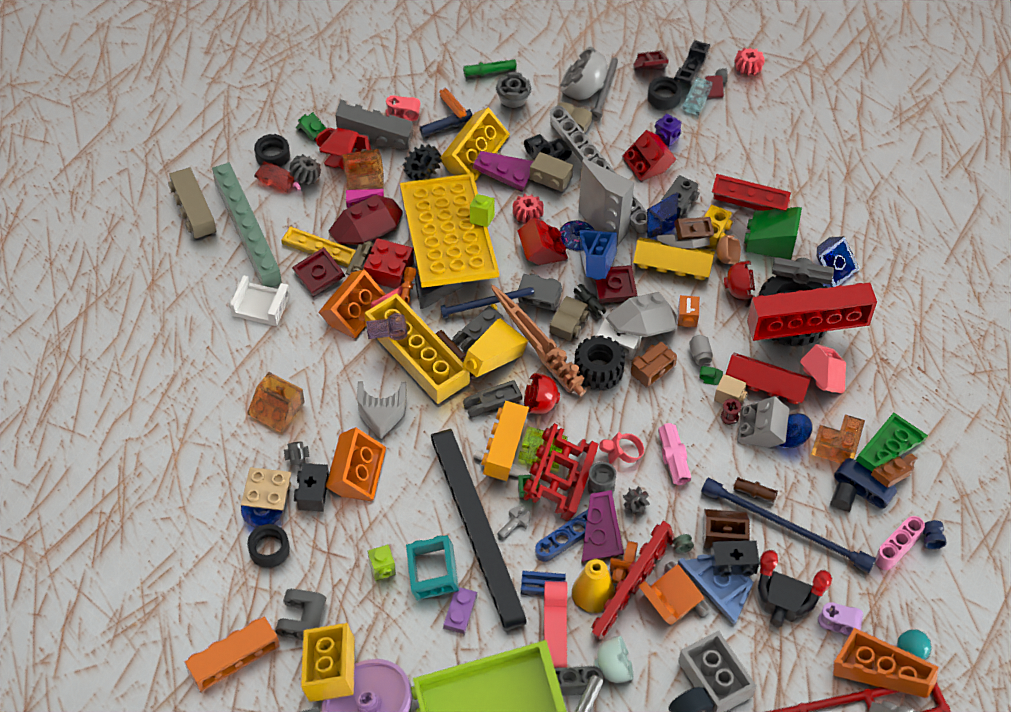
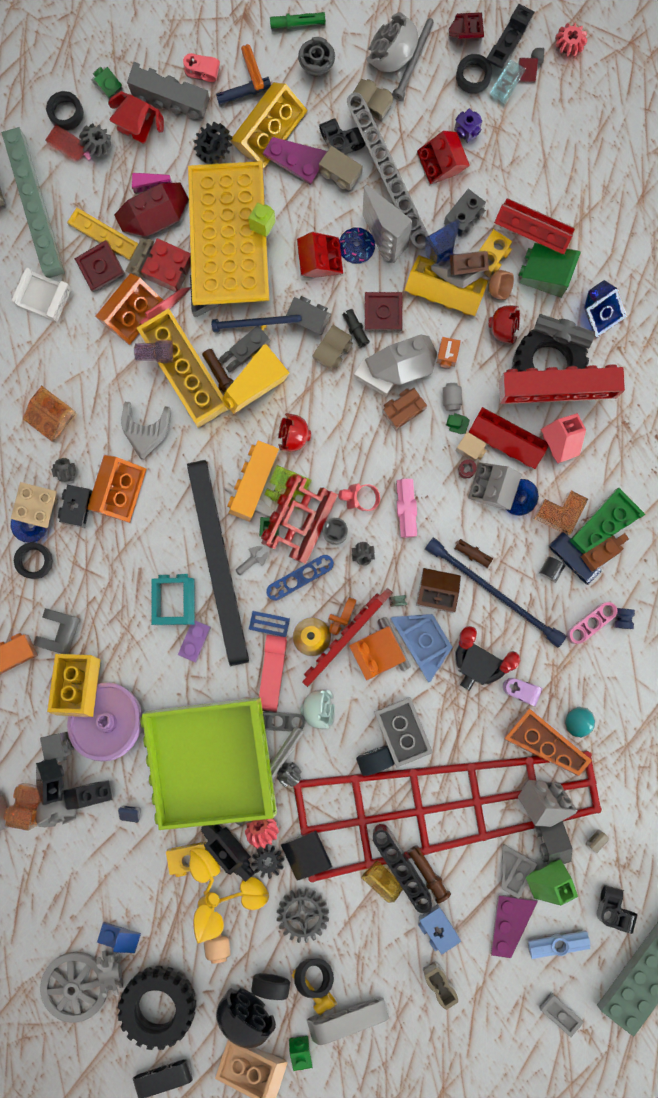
camera: 15 degrees right, 30 degrees up
(363, 169) = (150, 148): clear orange slope -> none
(381, 562) = (129, 591): lime brick -> none
(409, 275) = (184, 286): orange piece -> none
(492, 398) = (250, 428): dark grey hinge -> none
(527, 207) = (308, 205): coral gear -> none
(546, 348) = (304, 383): nougat piece -> none
(597, 252) = (370, 279): blue wedge -> none
(600, 349) = (353, 387): black tyre -> none
(602, 528) = (327, 580): magenta wing -> none
(735, 558) = (429, 621): black brick -> none

